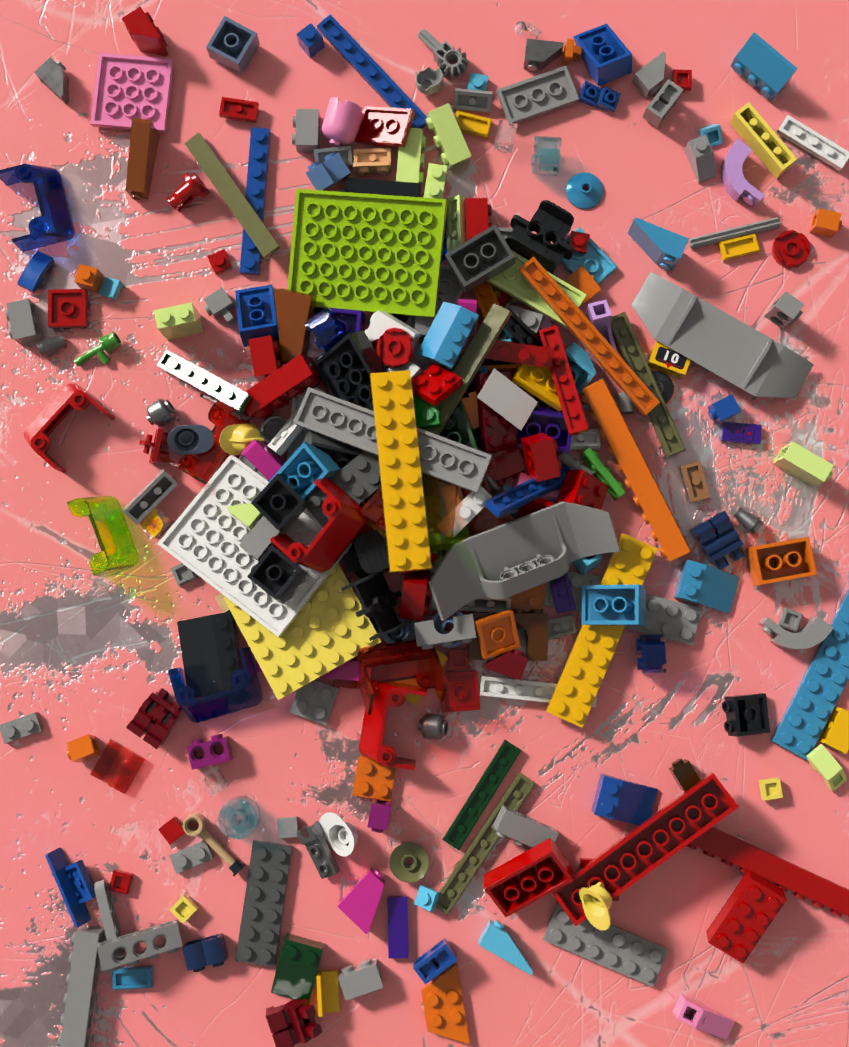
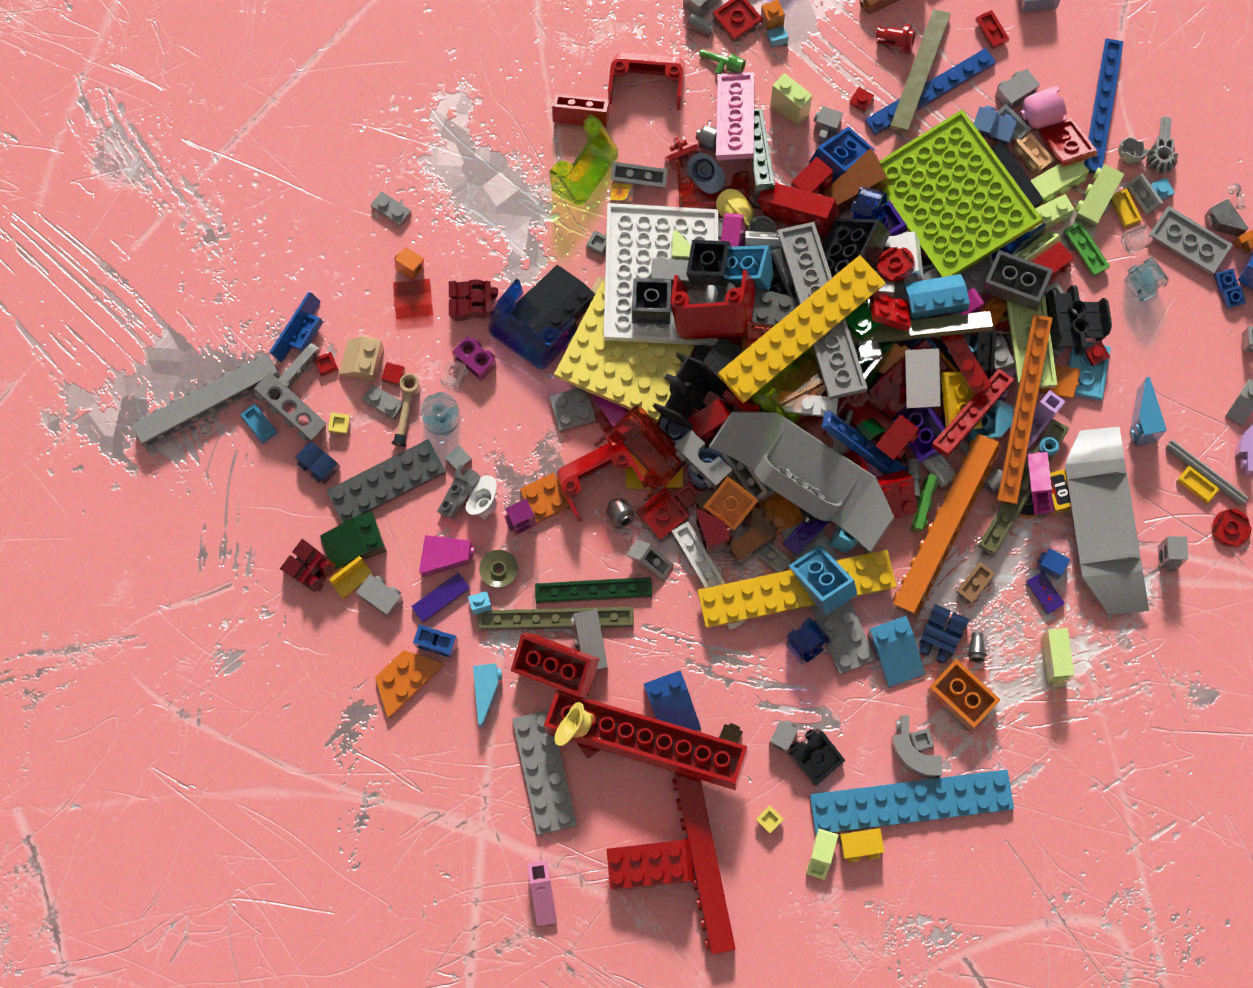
camera: 55 degrees right, 10 degrees down
(53, 503) = (576, 109): none -> red brick
(140, 848) = (362, 358): none -> tan slope
(159, 378) = (735, 116): none -> bright pink plate
(310, 40) = (1090, 41): blue brick -> none
(454, 425) = (869, 350): none -> clear tile
(484, 182) = (1086, 249): none -> bright green plate
(490, 730) = (650, 559): none -> light grey slope
(517, 472) = (870, 429): none -> dark green tile
(581, 198) = (1138, 337): dark azure dish -> none
(630, 334) = (1051, 441): none -> medium azure plate
(657, 369) = (1040, 483): none -> slope
(712, 728) = (783, 736): none -> light grey brick

